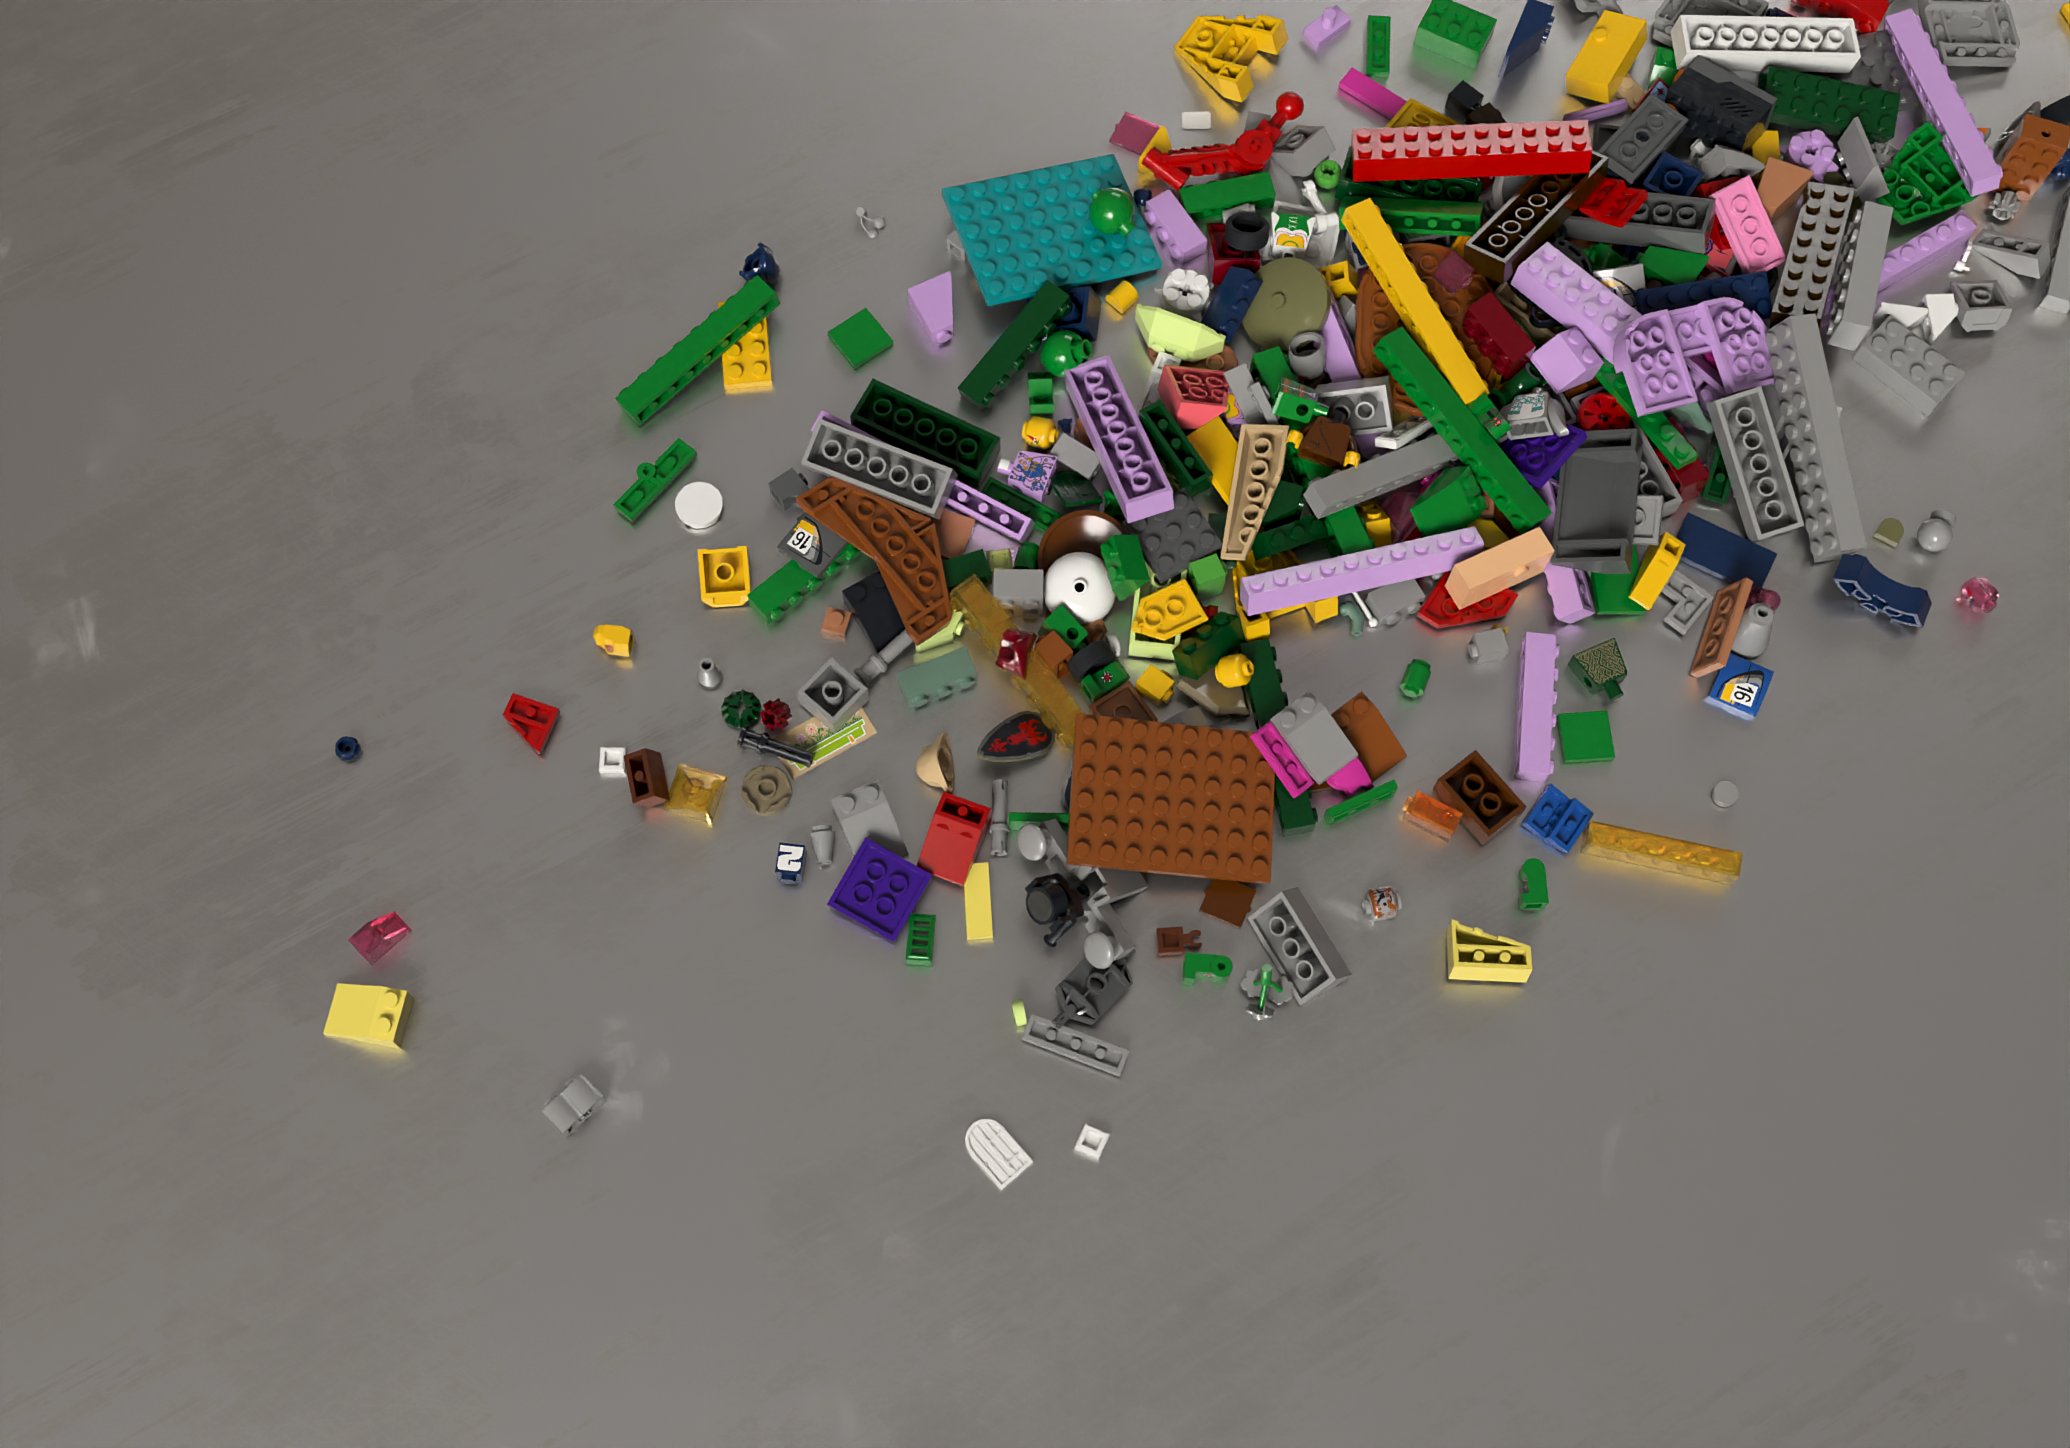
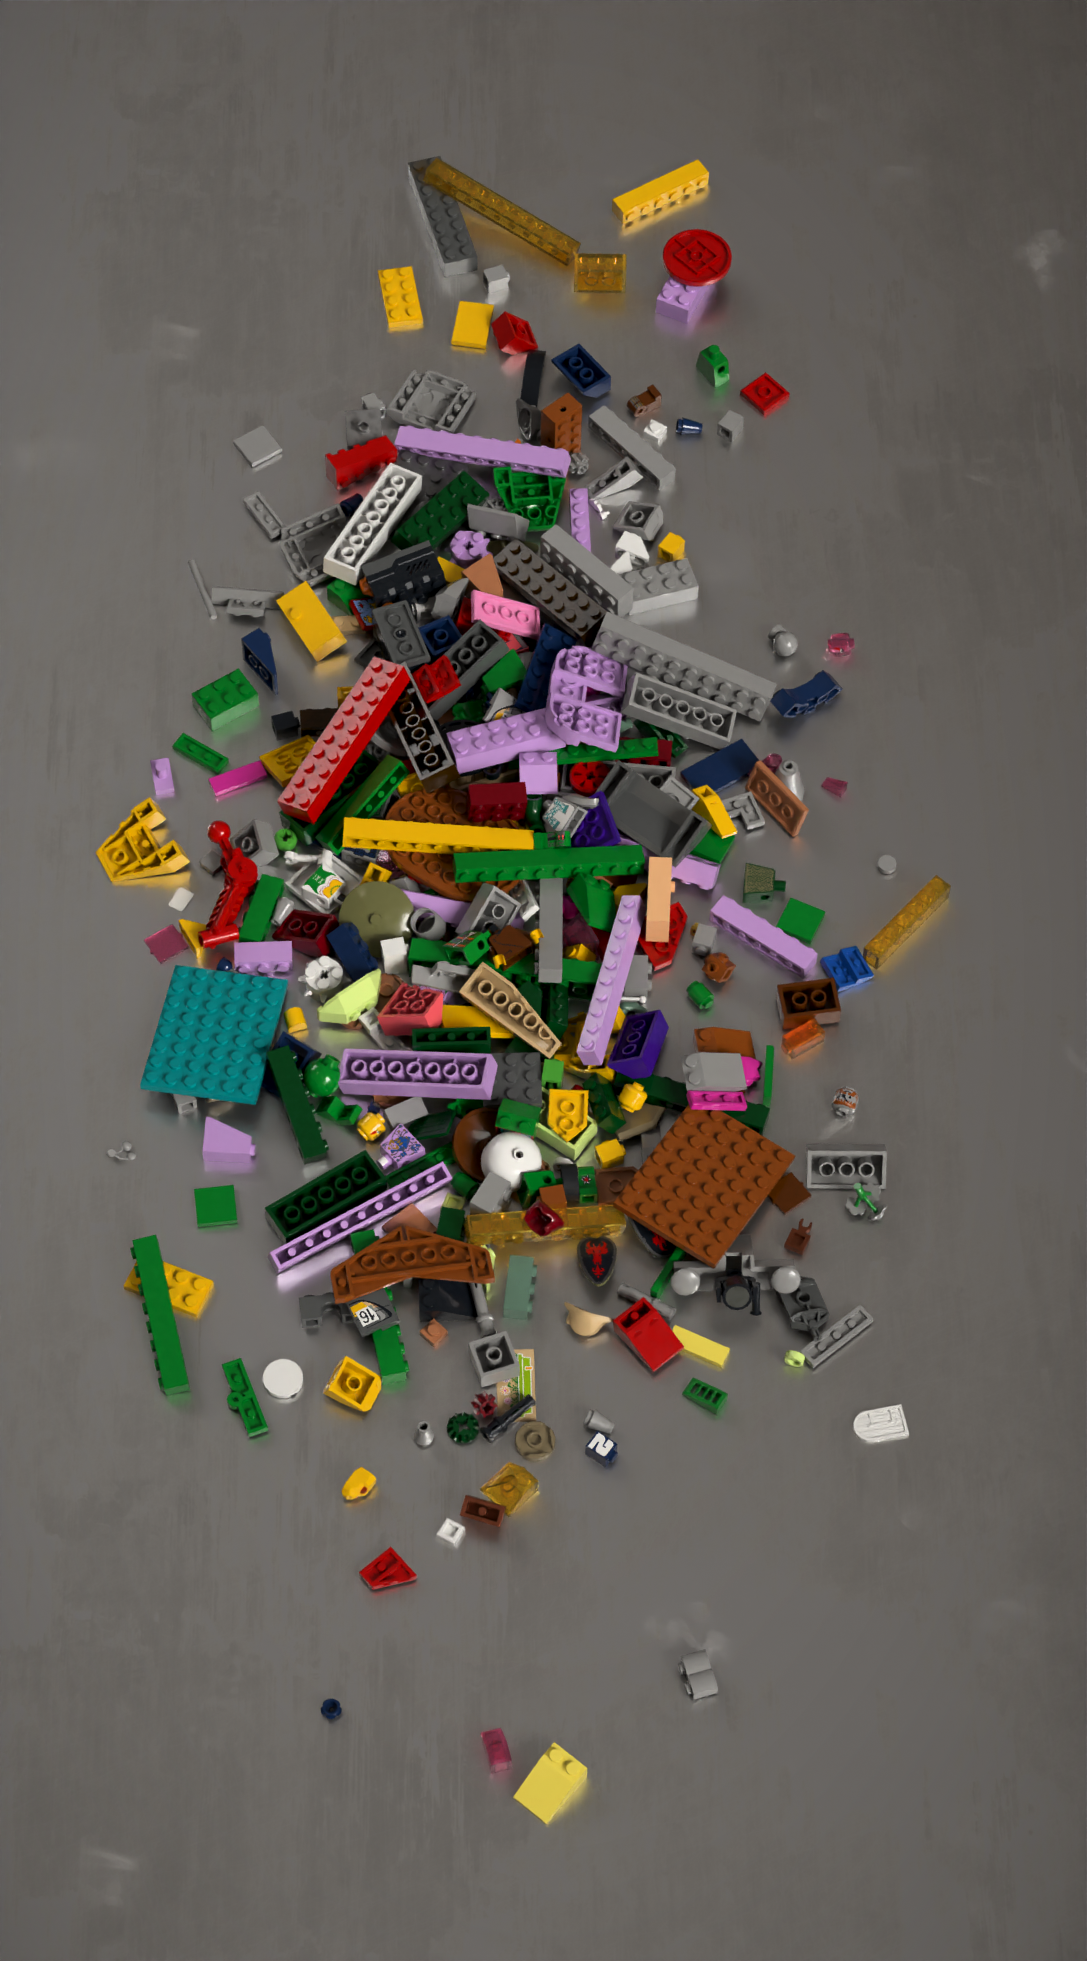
camera: 60 degrees left, 10 degrees down
(761, 264) = (121, 1237): dark blue hair -> none
(867, 814) = (604, 1386): light grey slope -> none
(879, 468) = (345, 1236): light grey brick -> none
(879, 890) = (656, 1400): dark purple plate -> none
(1092, 1141) = (907, 1361): white tile -> none
(1112, 211) = (234, 985): green brick -> none
(1206, 966) = (828, 1227): green leg -> none
(1252, 340) = (394, 955): none -> white brick
(1256, 235) = (297, 905): black tyre -> none
(1304, 643) = (639, 1044): none -> dark purple slope
(1454, 273) = (429, 802): clear pink brick -> none
(1462, 678) = (718, 967): none -> dark orange brick
(1485, 956) = (917, 1061): light yellow wedge -> none
(1534, 884) = (884, 1006): green leg -> none
(1598, 111) = (346, 654): lavender axle -> none
(1741, 685) = (822, 812): slope -> none
(1788, 685) = (835, 786): none -> clear pink piece
(1890, 531) = (765, 667): olive tile -> none
(1970, 353) = (671, 547): none -> yellow brick

